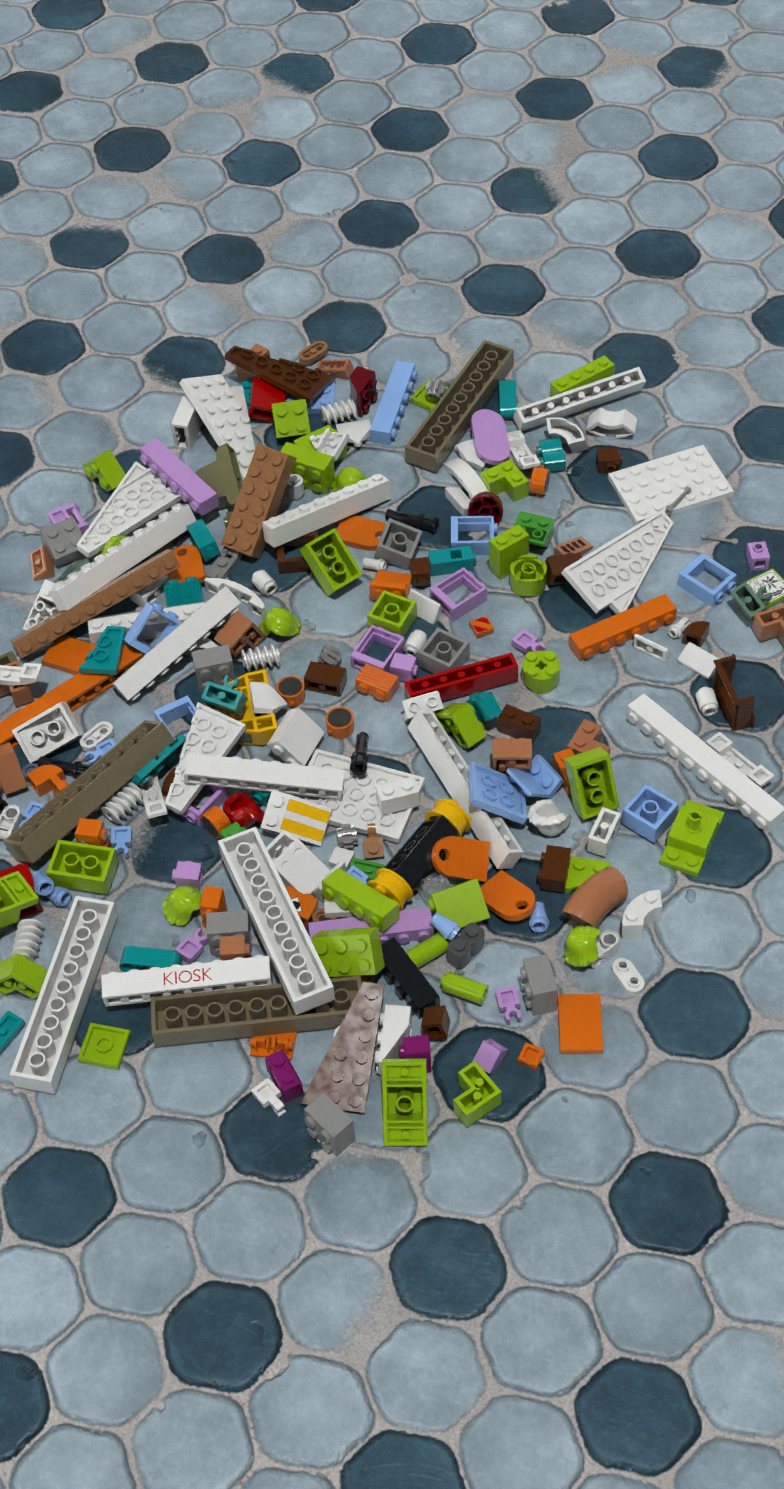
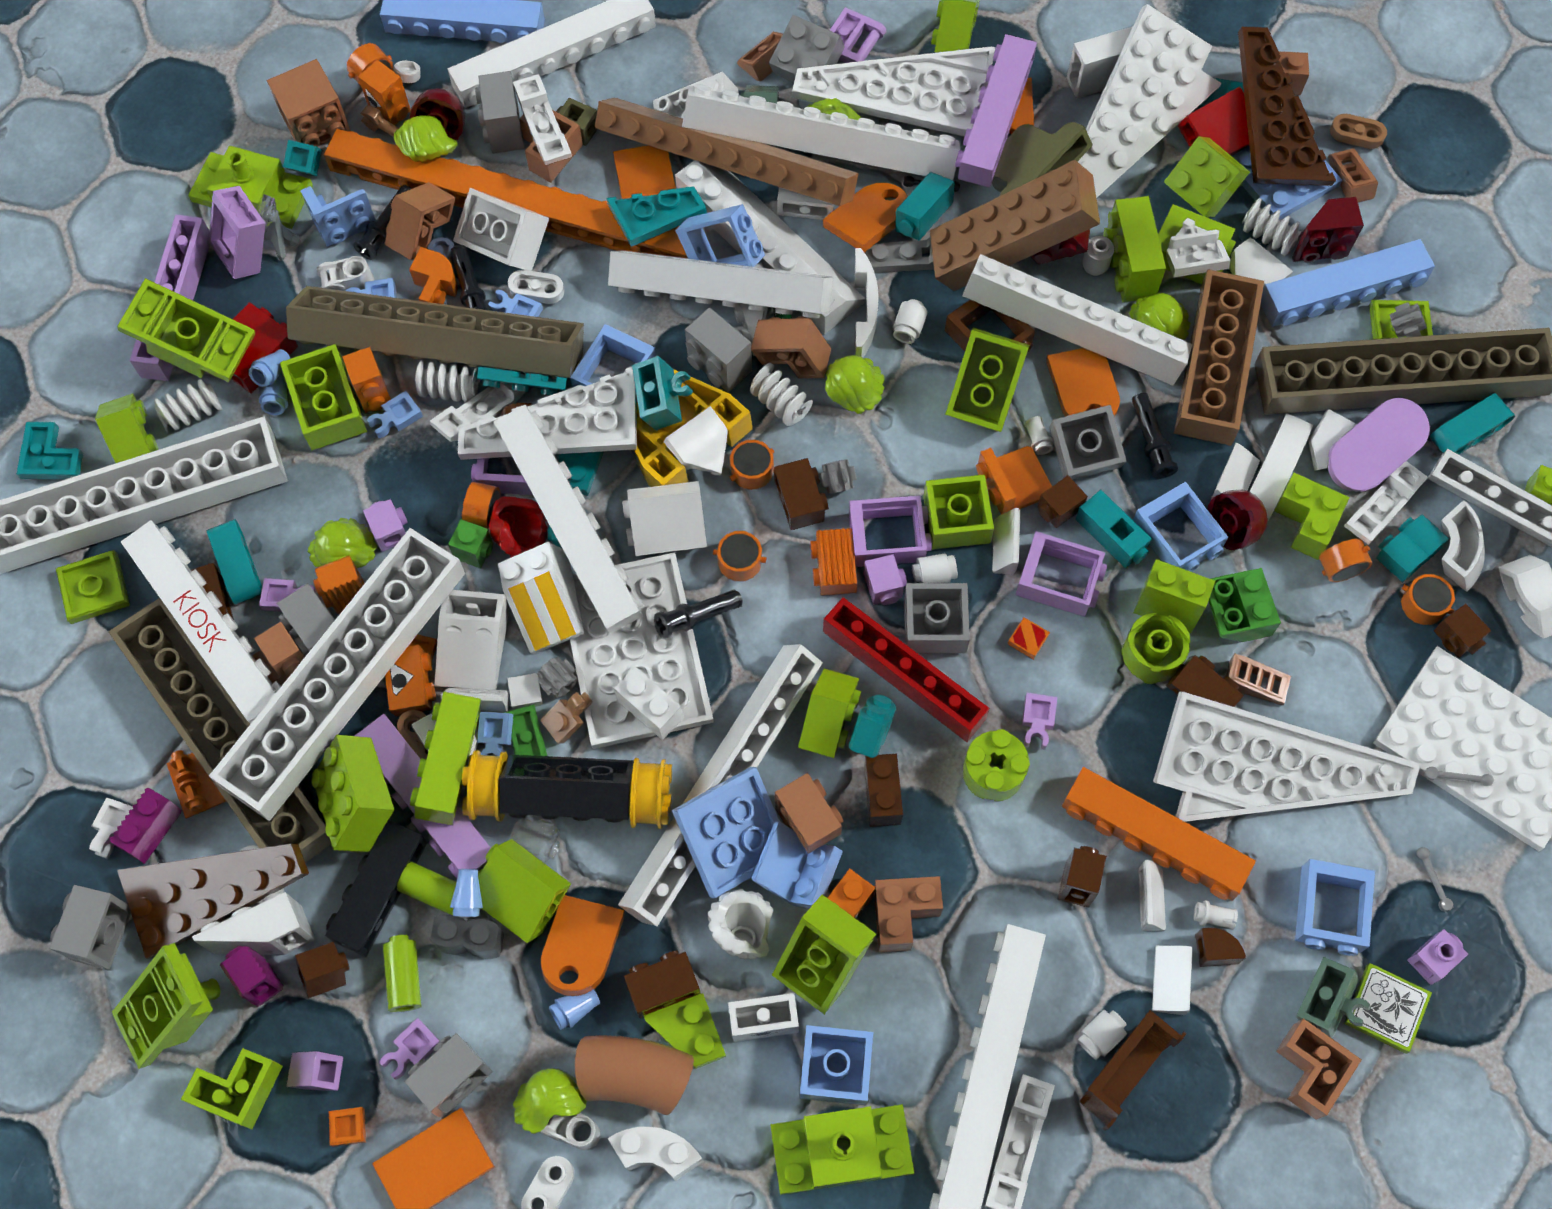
camera: 55 degrees right, 15 degrees up
(183, 592) = (822, 237): teal brick -> none
(407, 477) = (1219, 357): none -> medium nougat brick
(425, 702) = (824, 644): white bracket -> none
(464, 858) = (596, 850): orange tile -> none
(582, 464) = (1427, 599): none -> piece
(625, 664) = (1082, 876): none -> reddish brown brick

